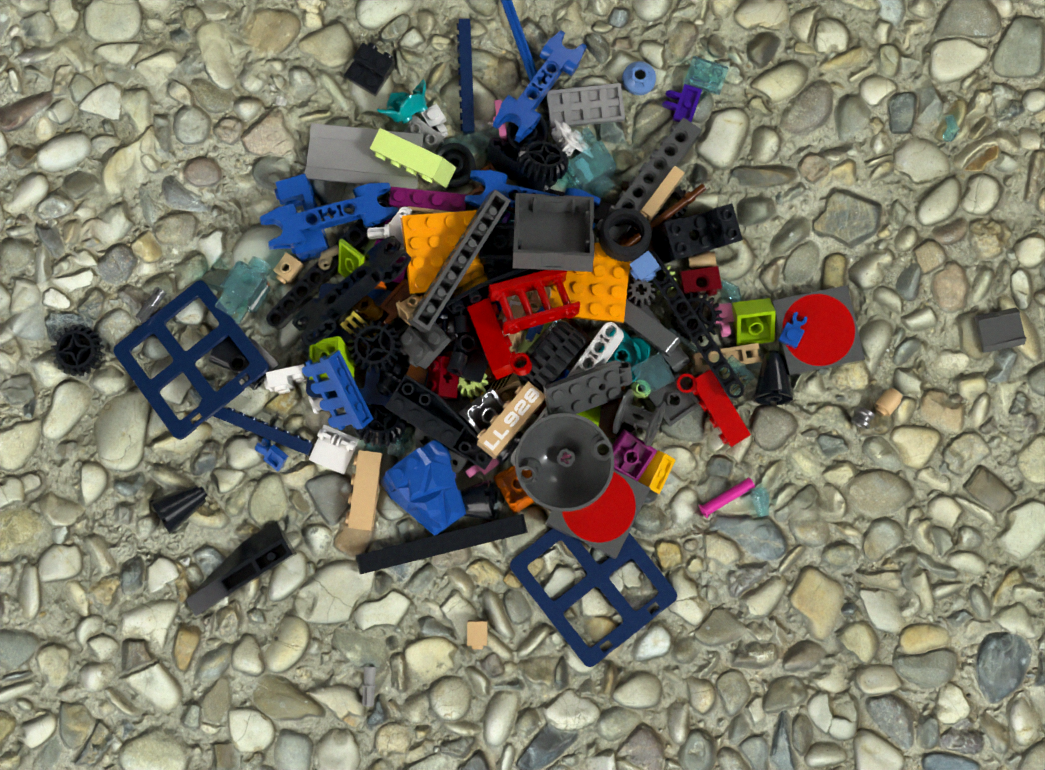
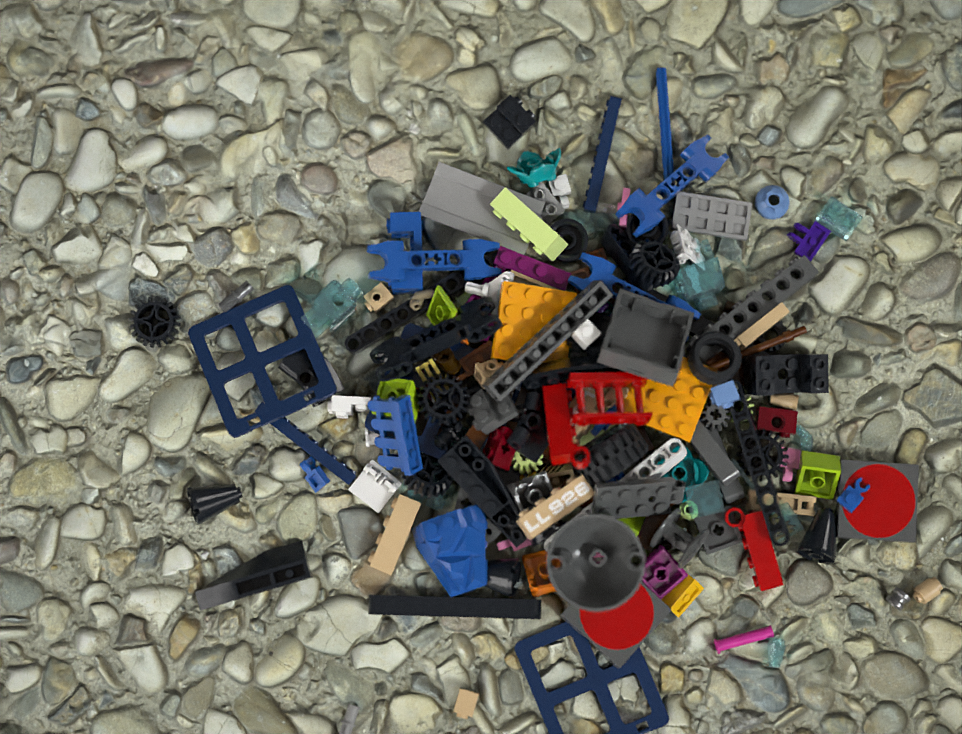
camera: 15 degrees right, 0 degrees up
(494, 245) = (586, 334): none -> white brick

